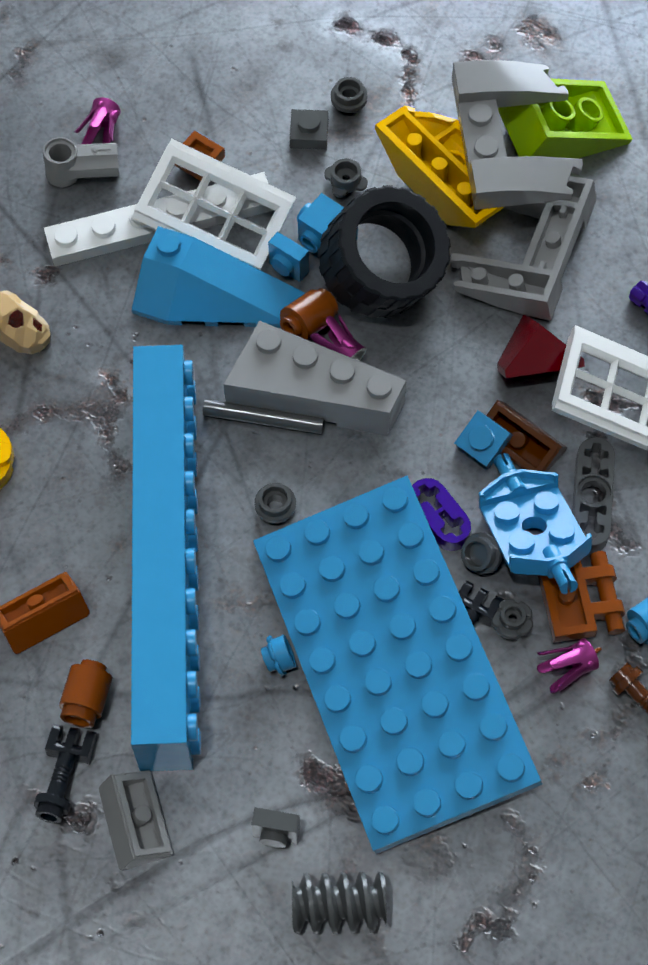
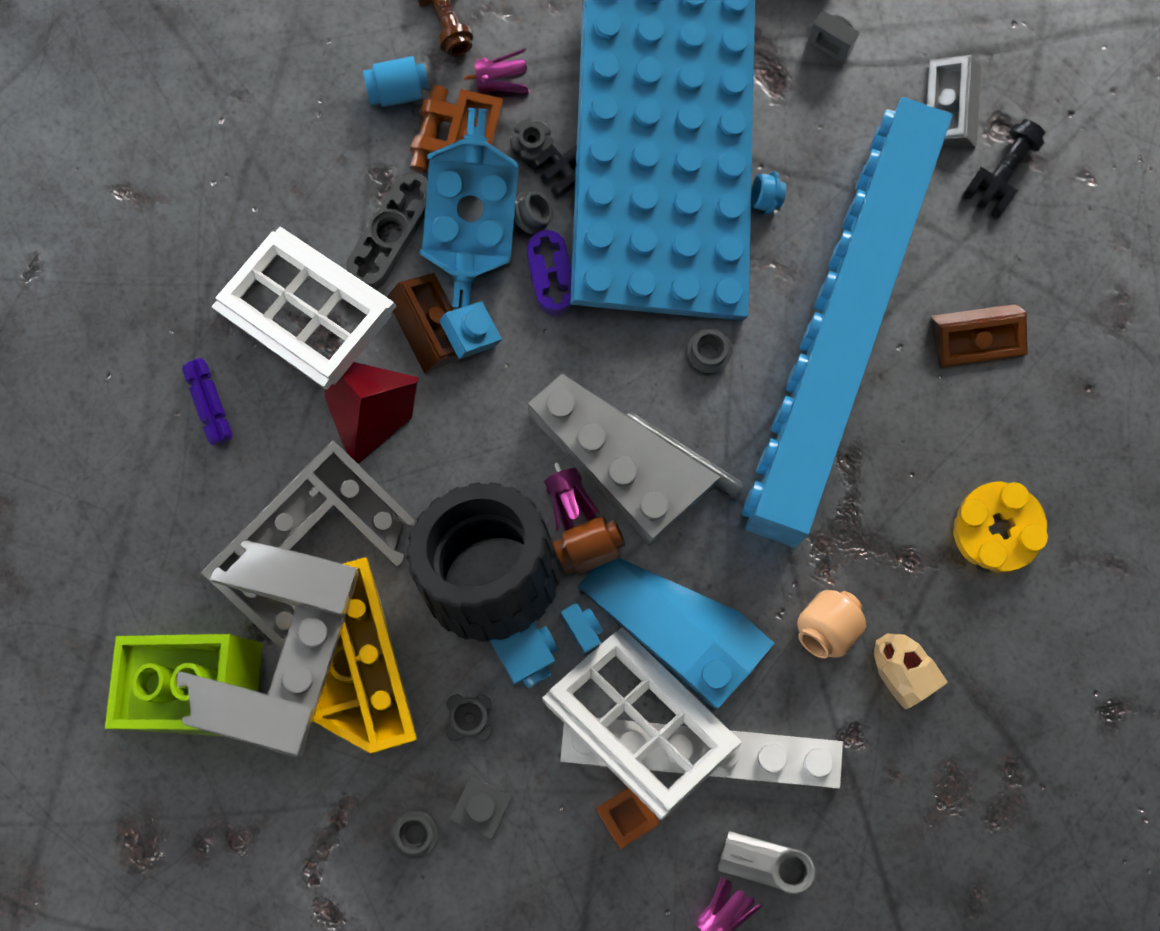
camera: 165 degrees left, 15 degrees up
(85, 693) = (965, 225): dark orange brick -> none
(90, 330) = (831, 624): none -> light nougat head

